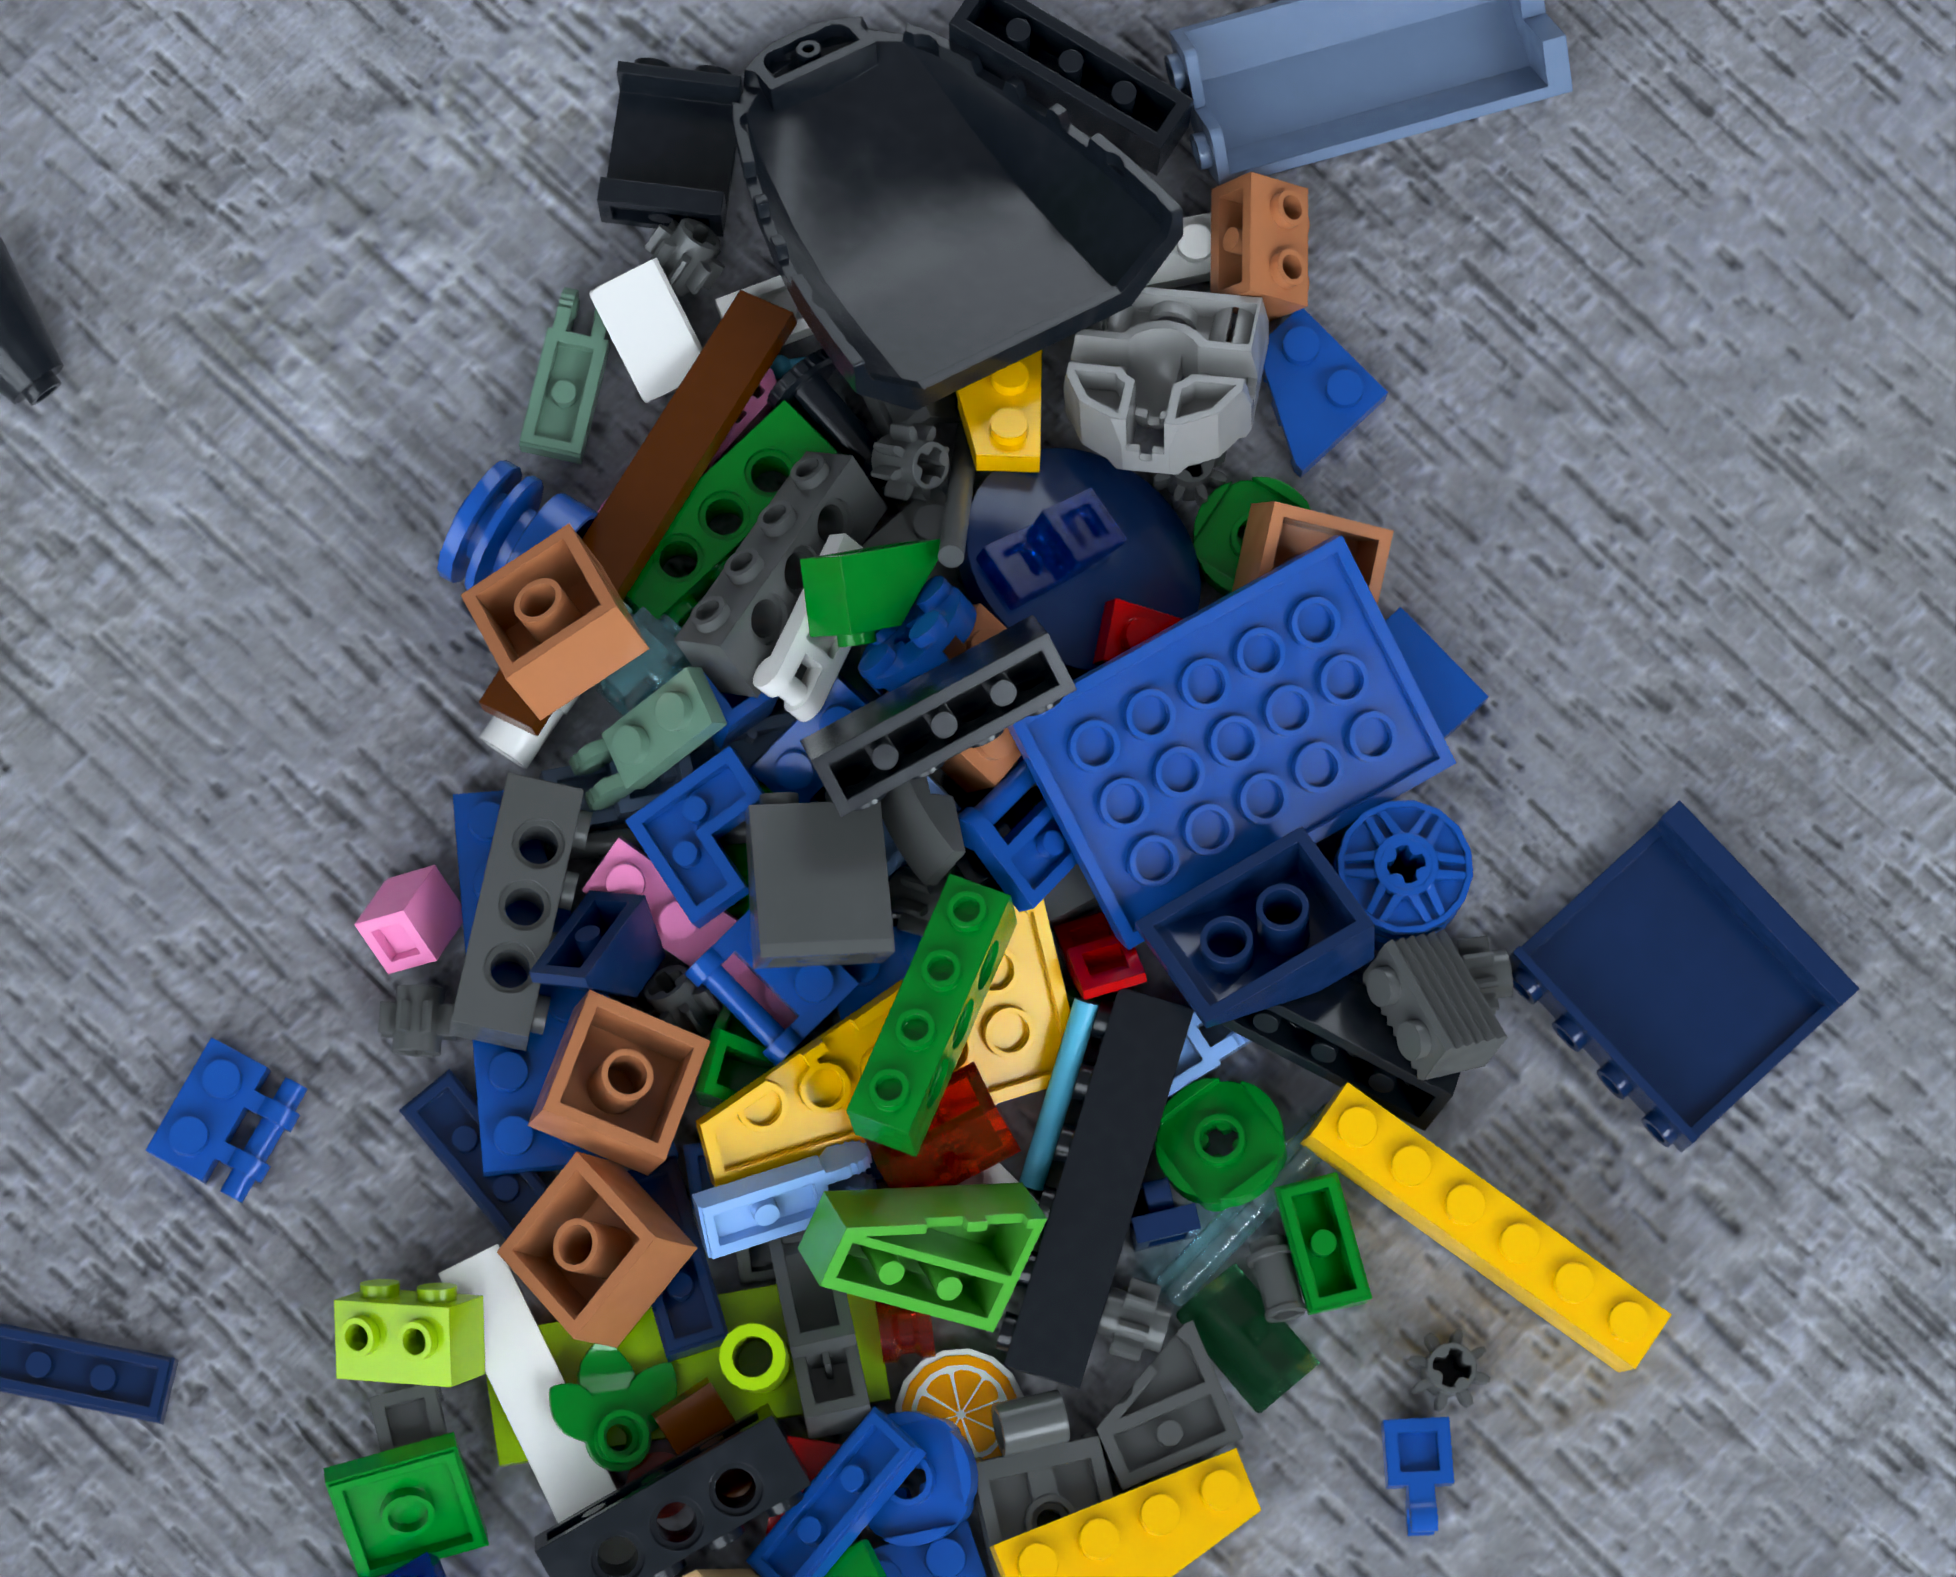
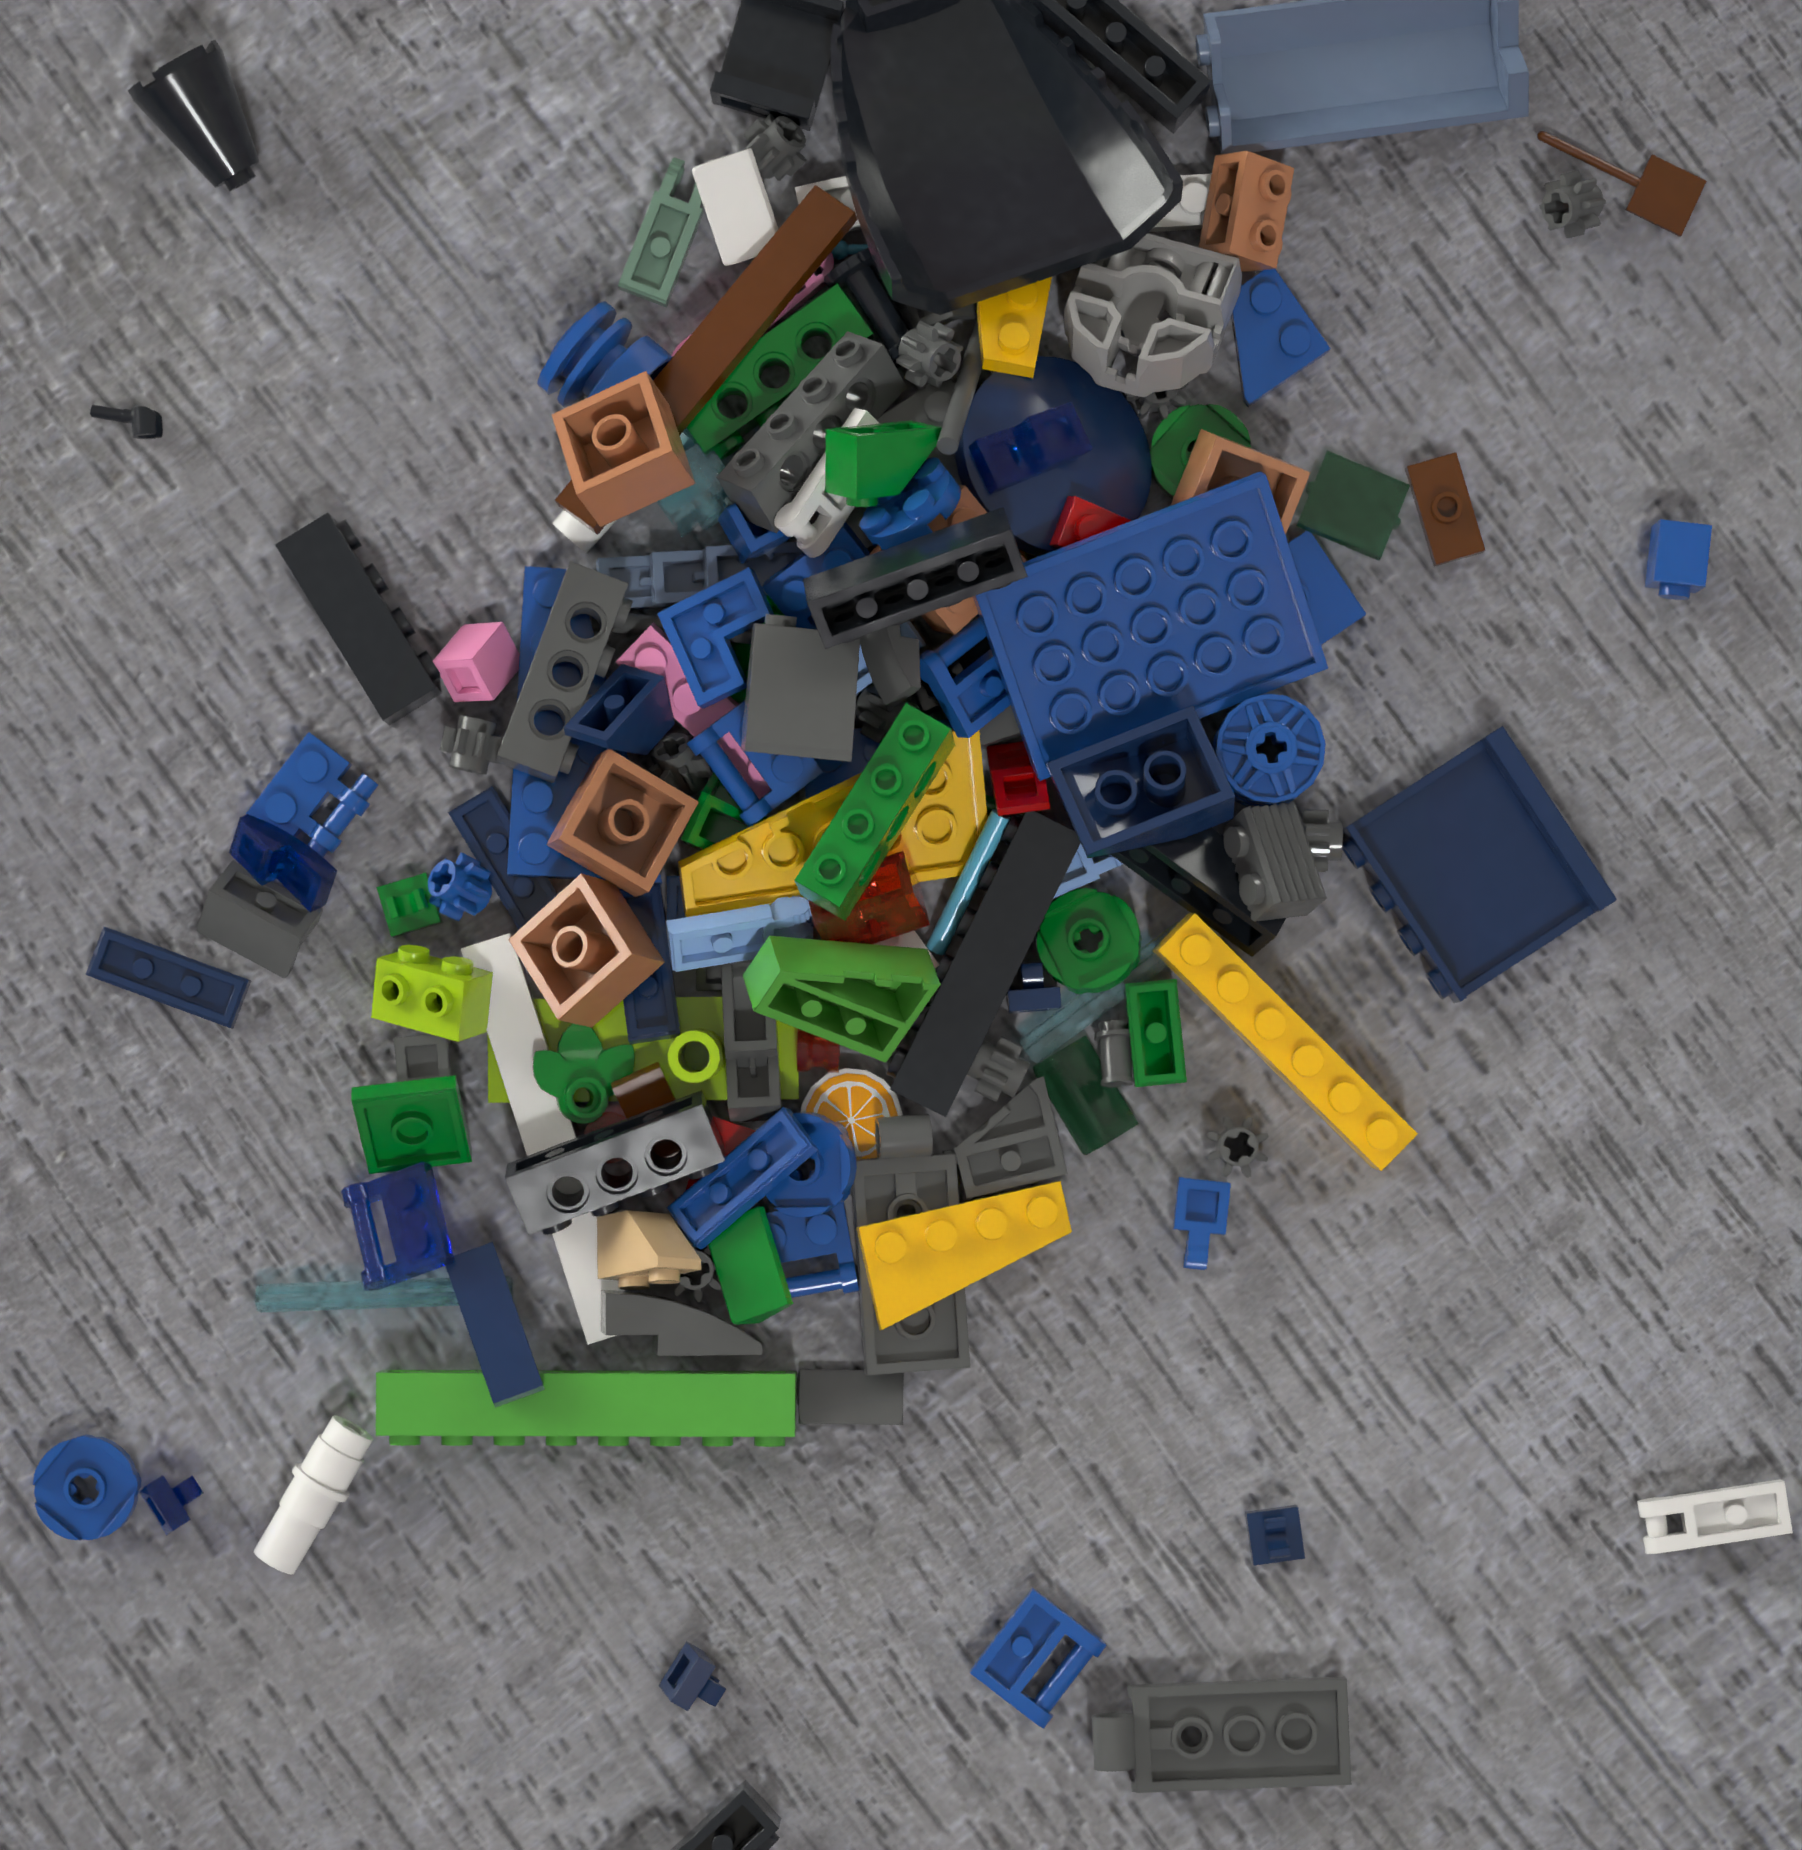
camera: 15 degrees right, 10 degrees up
(176, 1280) = (256, 919): none -> dark grey panel
(192, 1195) = (275, 854): none -> clear blue slope
(257, 889) = (359, 618): none -> black brick
(366, 1233) = (408, 905): none -> green tile
(426, 1198) = (459, 887): none -> blue gear
(651, 737) = (688, 550): sand green hinge -> none
(1448, 571) = (1353, 505): none -> clear green piece
(1559, 560) = (1445, 509): none -> reddish brown plate
(1643, 183) = (1572, 204): none -> dark grey gear
(1744, 161) = (1662, 193): none -> reddish brown piece
(1849, 573) = (1678, 558): none -> blue brick

